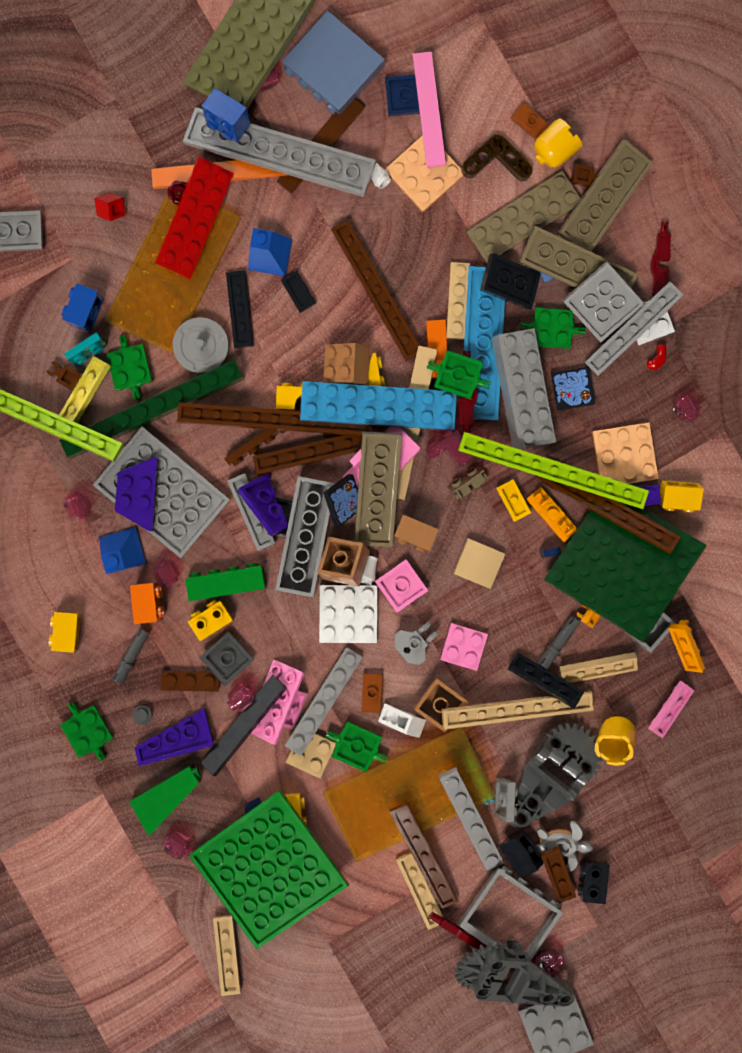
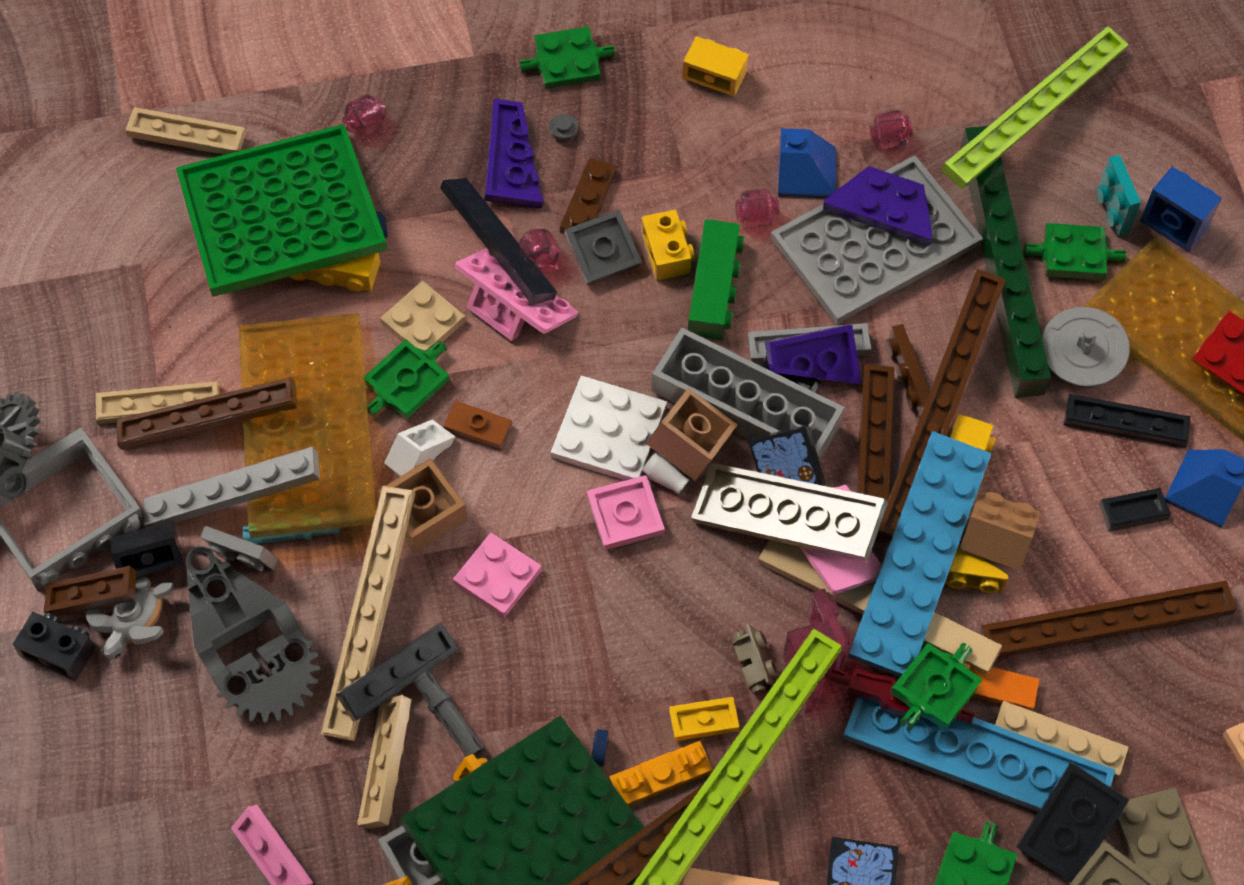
camera: 105 degrees right, 25 degrees down
(67, 376) = (1084, 170): reddish brown plate -> none
(85, 390) = (1054, 183): light yellow plate -> none
(128, 660) = (643, 128): dark grey pin -> none
(146, 603) = (720, 166): orange brick -> none
(161, 800) = (435, 117): green slope -> none
(323, 701) = (491, 353): light grey plate -> none
(415, 642) = (528, 498): light grey hinge -> none
(416, 534) = (699, 548): medium nougat brick -> none
(456, 930) = (84, 418): dark red piece -> none
(478, 563) = (620, 635): tan slope -> none
(523, 389) = (884, 785): light grey brick -> none
(616, 740) = (259, 741): yellow cylinder -> none

